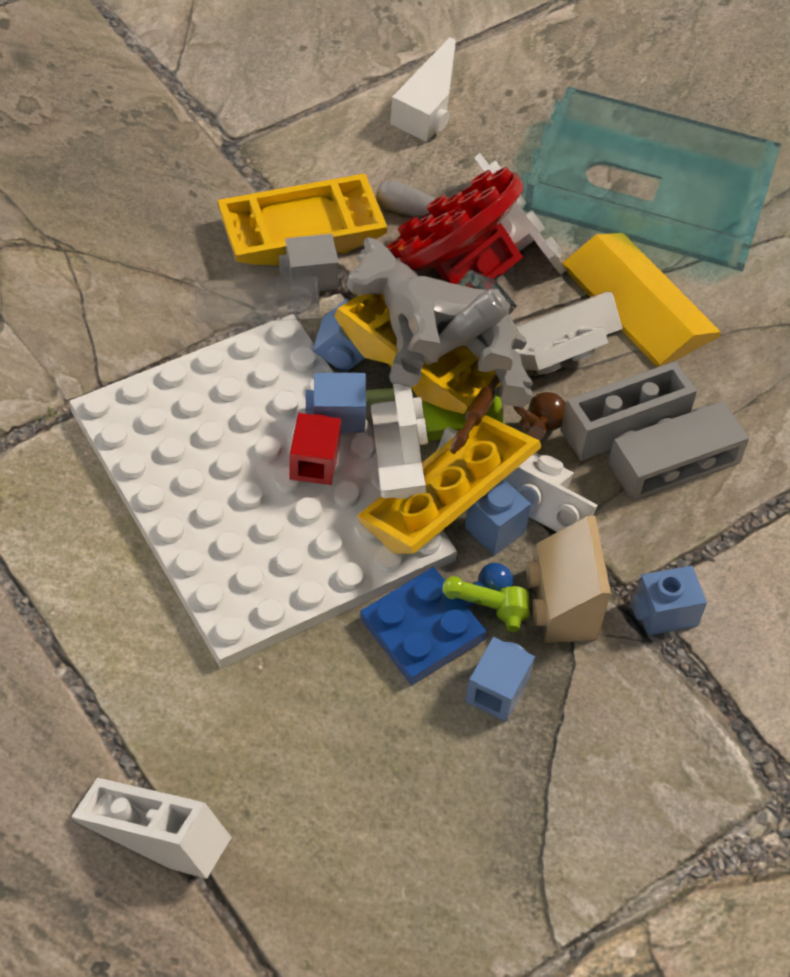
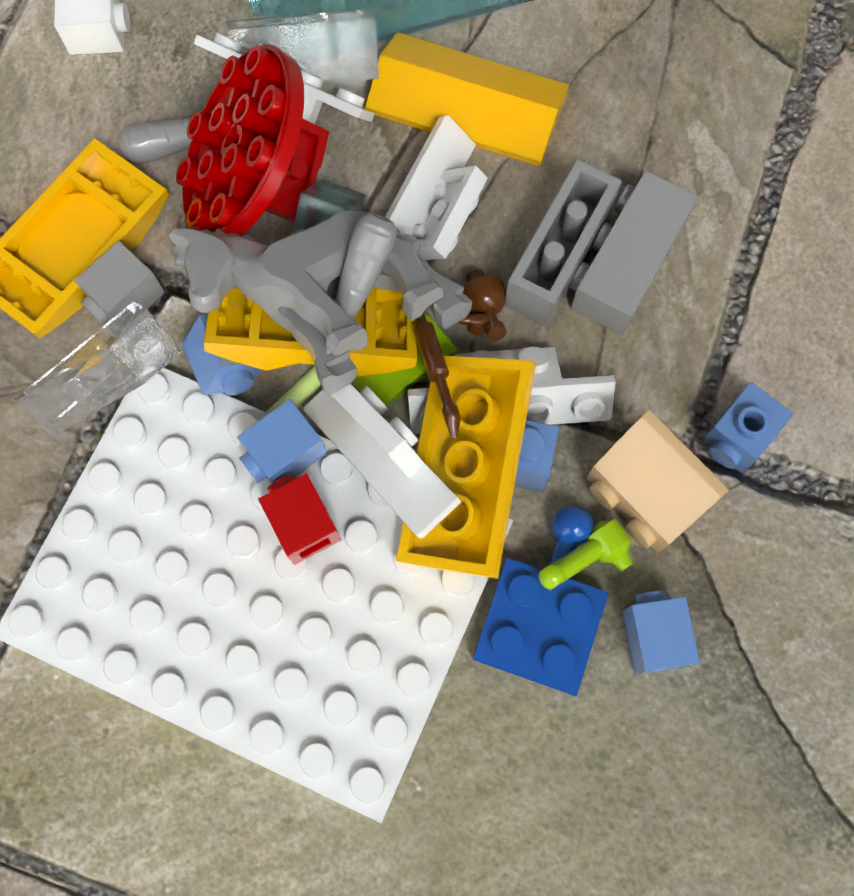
camera: 30 degrees left, 20 degrees up
(557, 203) = (327, 45): none -> clear slope

